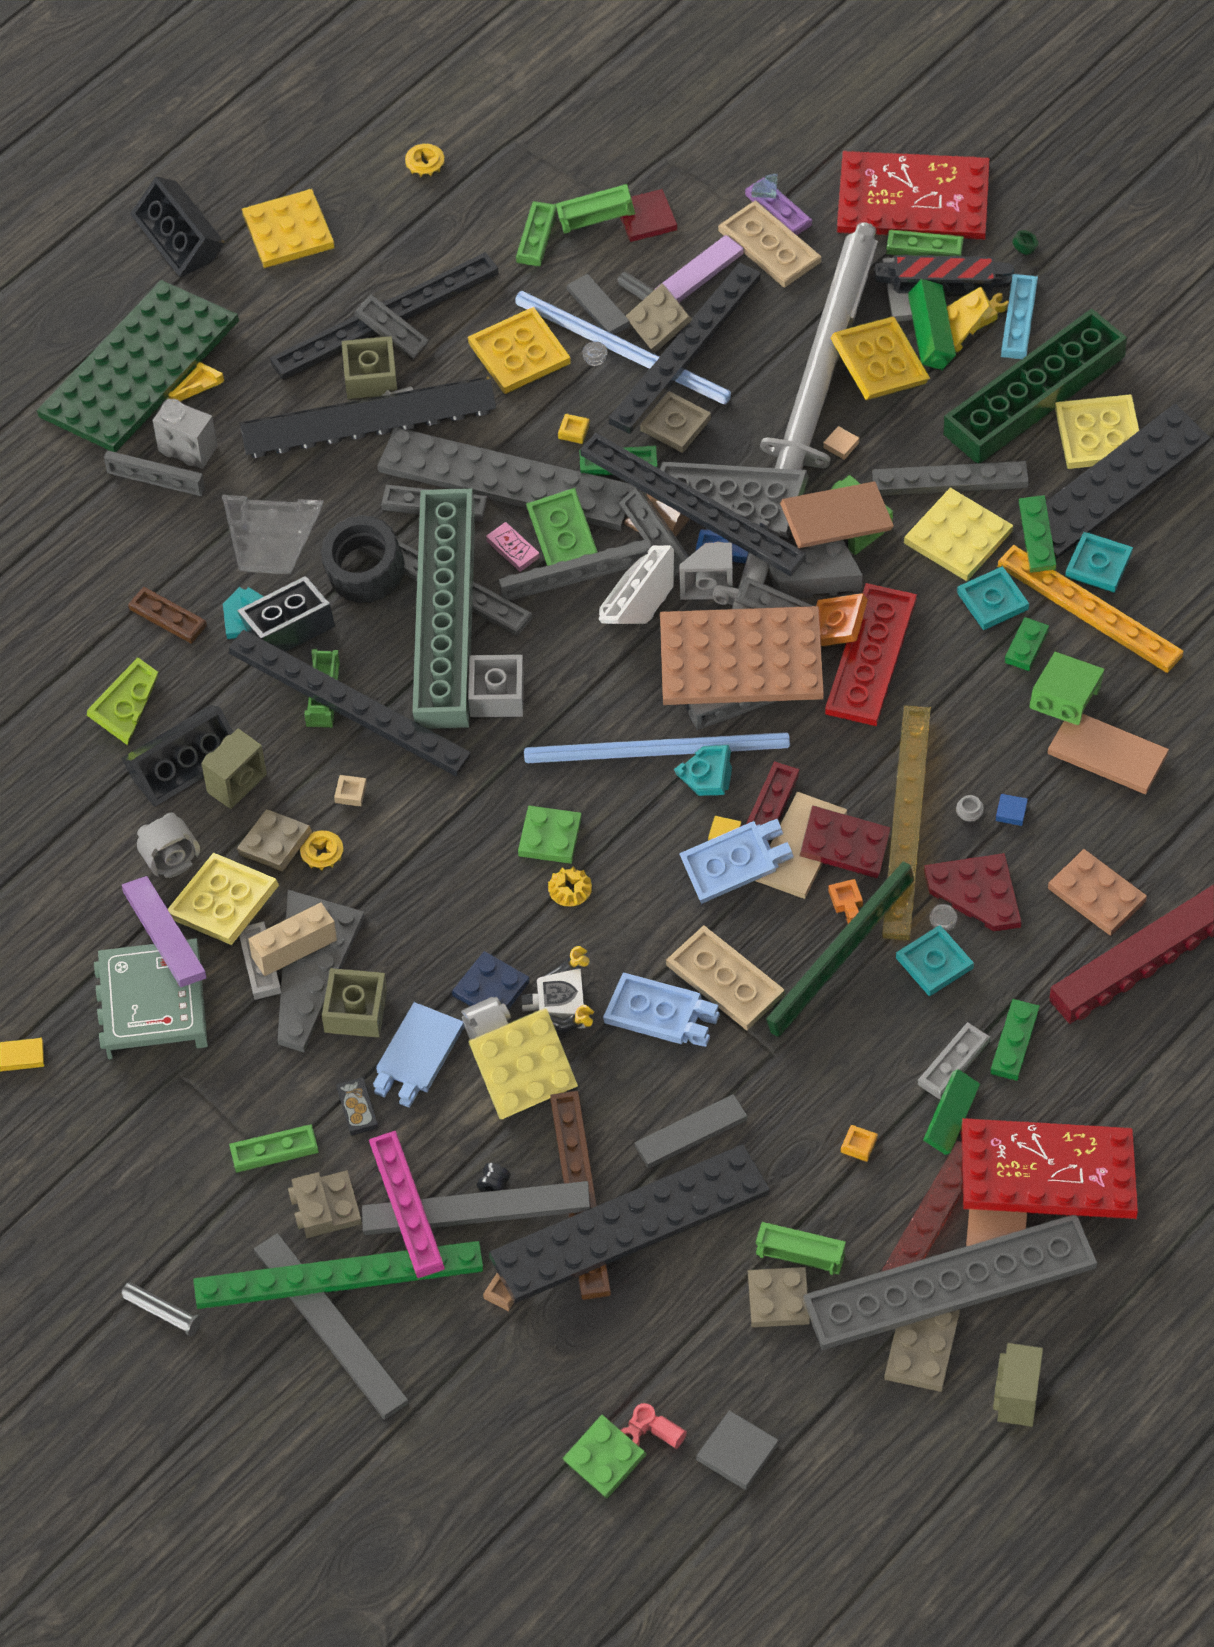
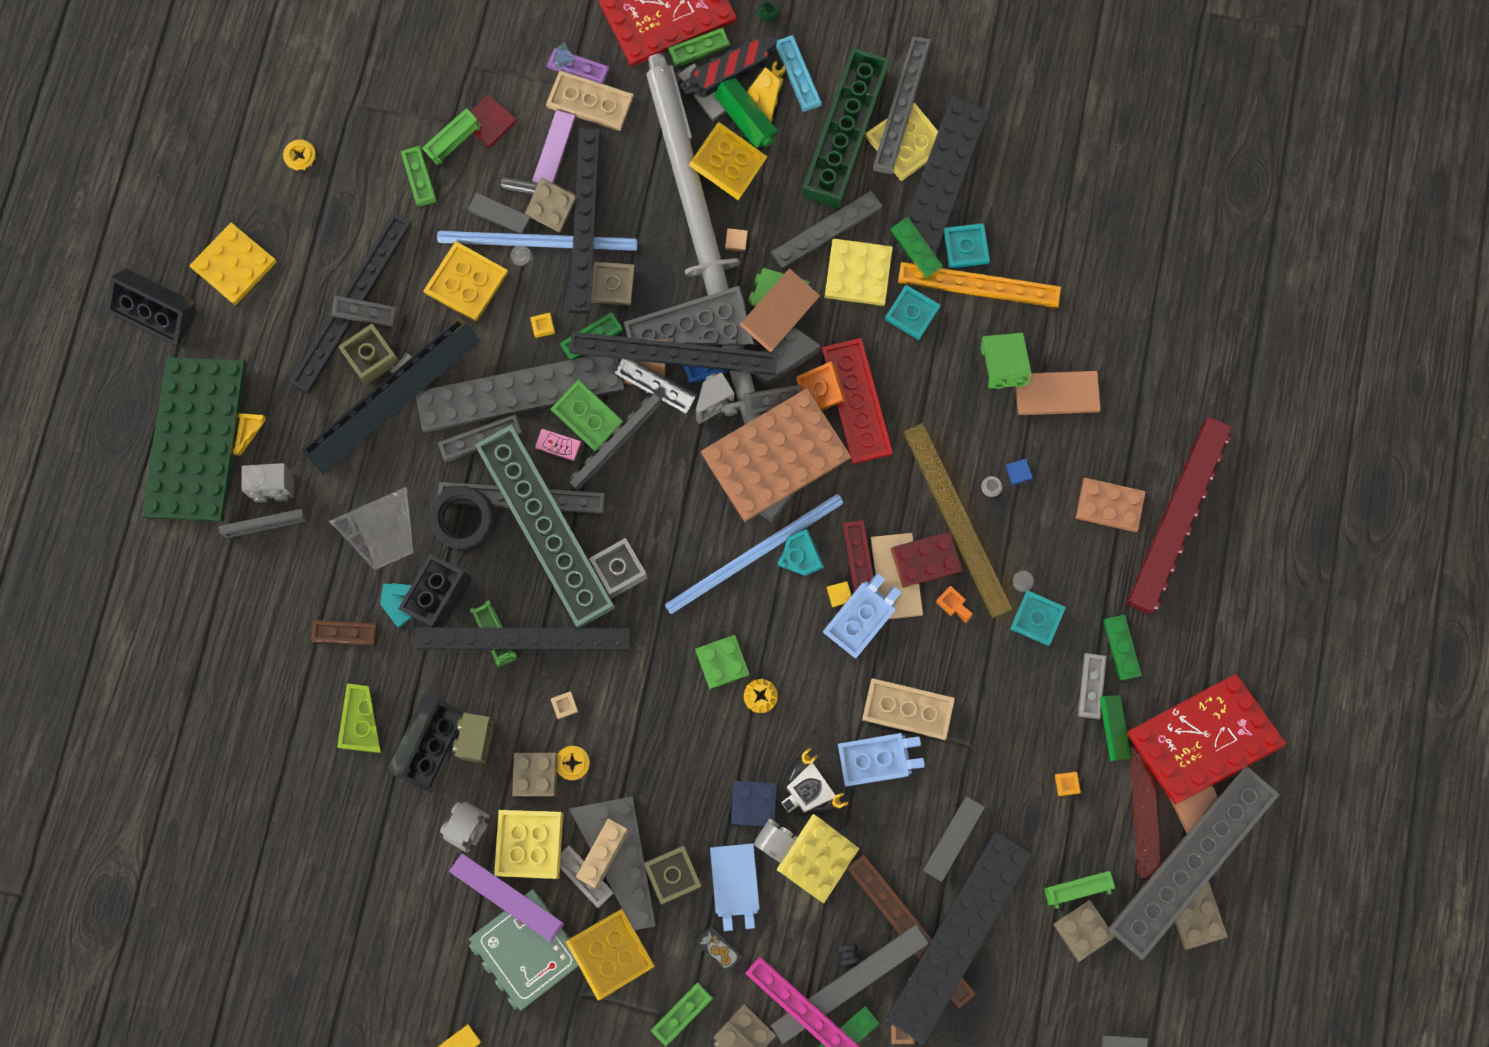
camera: 35 degrees left, 20 degrees up
(236, 1042) = (610, 954): none -> yellow plate
(640, 589) = (670, 437): white wedge -> none
(840, 949) = (975, 649): dark green tile -> none
(977, 889) = (1032, 546): dark red plate -> none
(1017, 1384) = (1281, 912): olive brick -> none
(1026, 644) = (954, 335): green plate -> none
(1115, 392) = (902, 105): none -> dark grey tile

